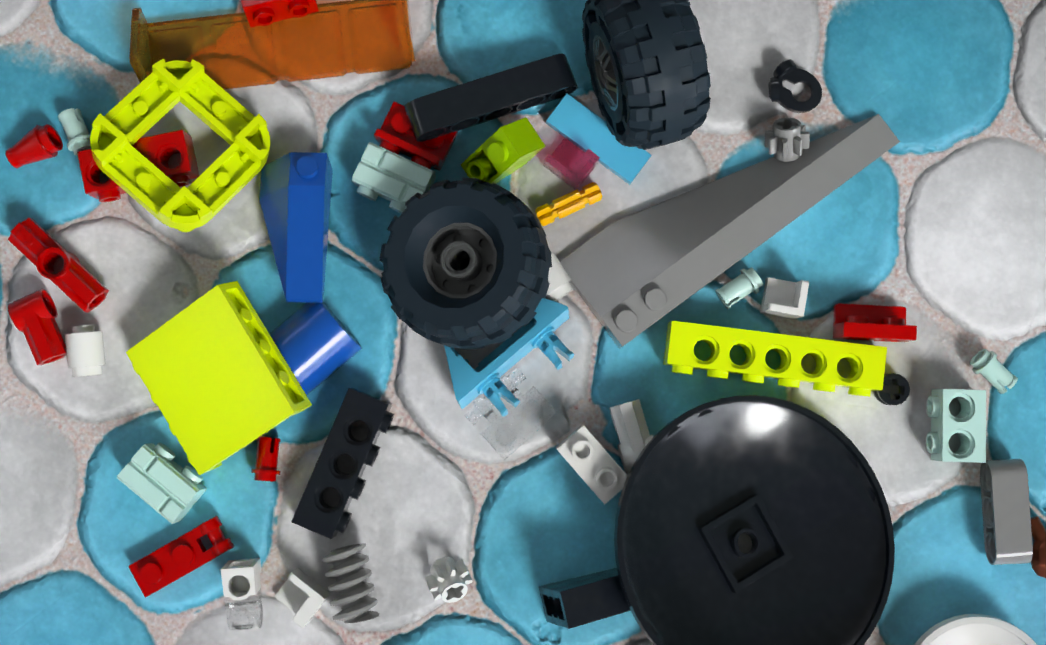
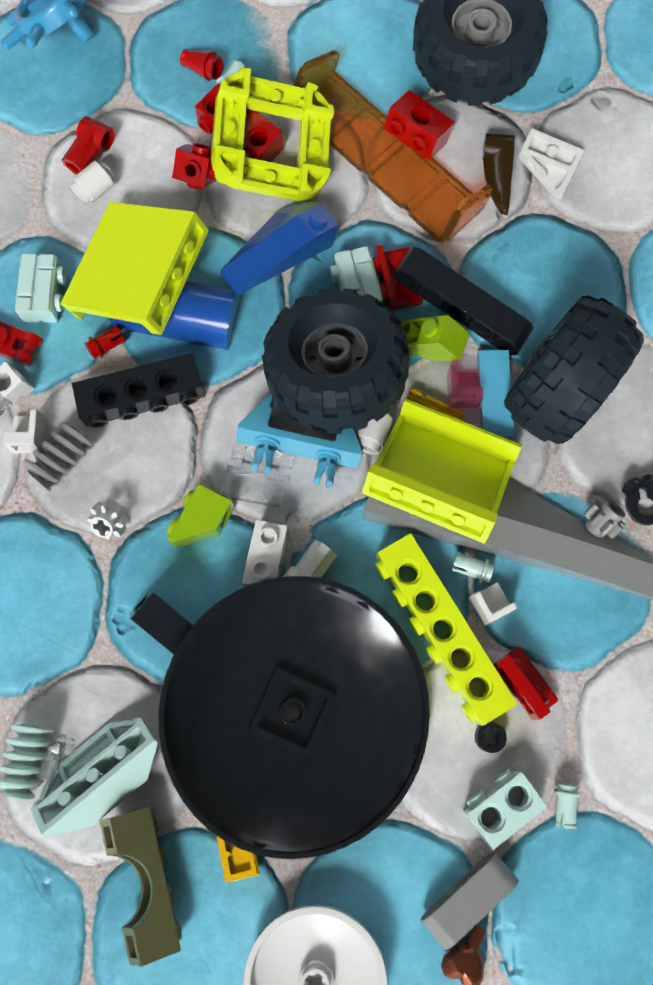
camera: 55 degrees right, 10 degrees down
(43, 252) = (136, 128): red piece -> none
(149, 240) = (194, 166): none -> red brick
(512, 494) = (202, 517): none -> lime slope
(639, 248) = (443, 470): none -> neon yellow panel

